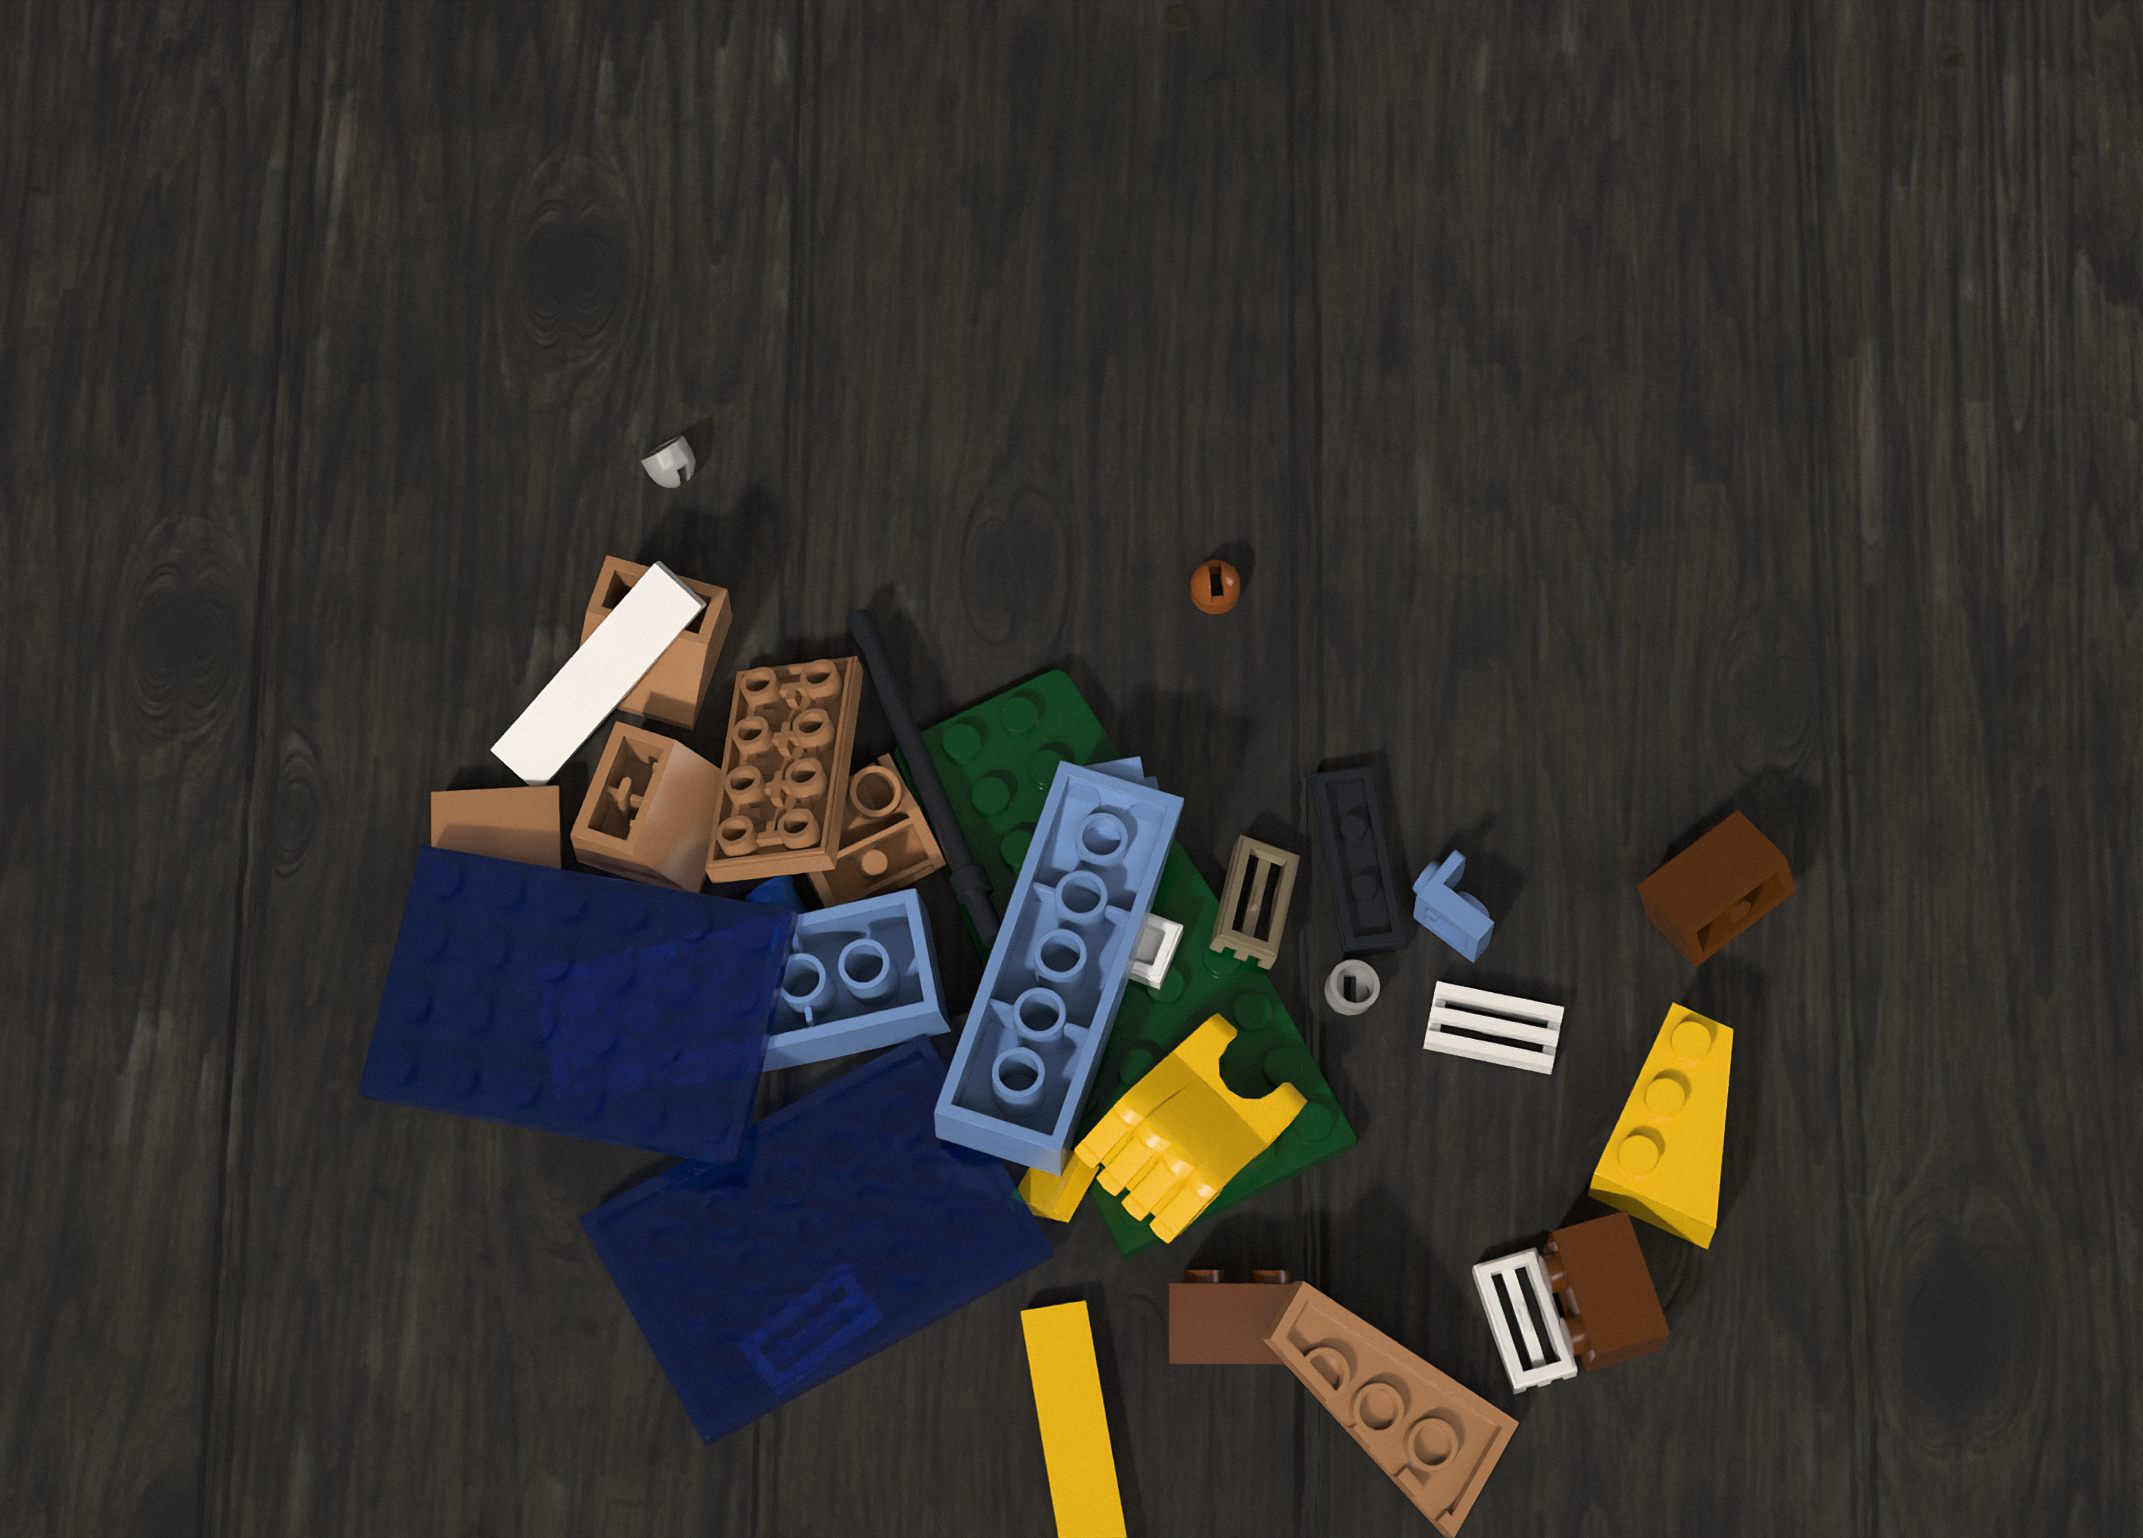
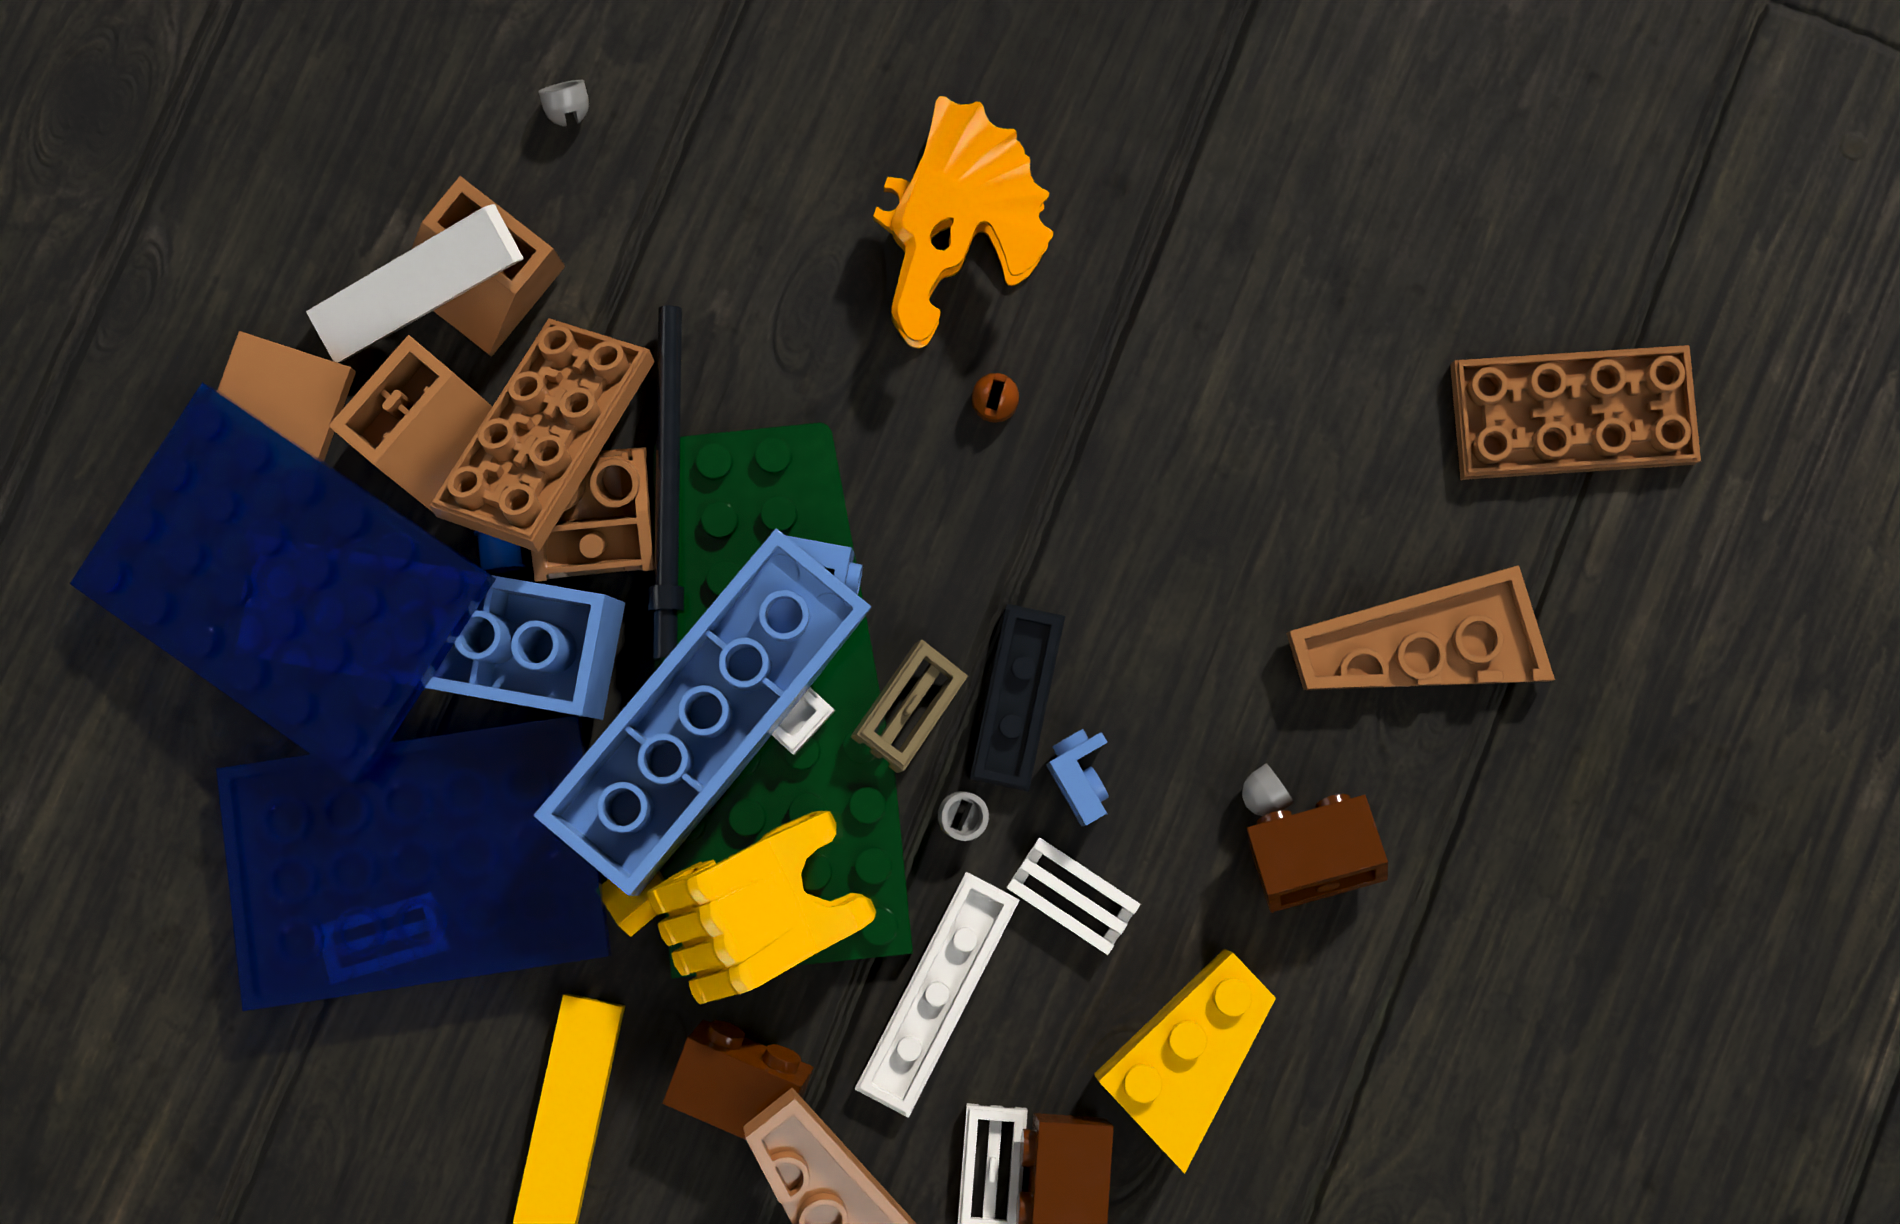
camera: 20 degrees right, 15 degrees up
(1108, 389) = (967, 182): none -> light orange animal
(1397, 1174) = (937, 994): none -> white tile
(1641, 853) = (1265, 792): none -> light grey hinge
(1745, 650) = (1440, 637): none -> medium nougat wing
(1789, 396) = (1575, 412): none -> medium nougat tile

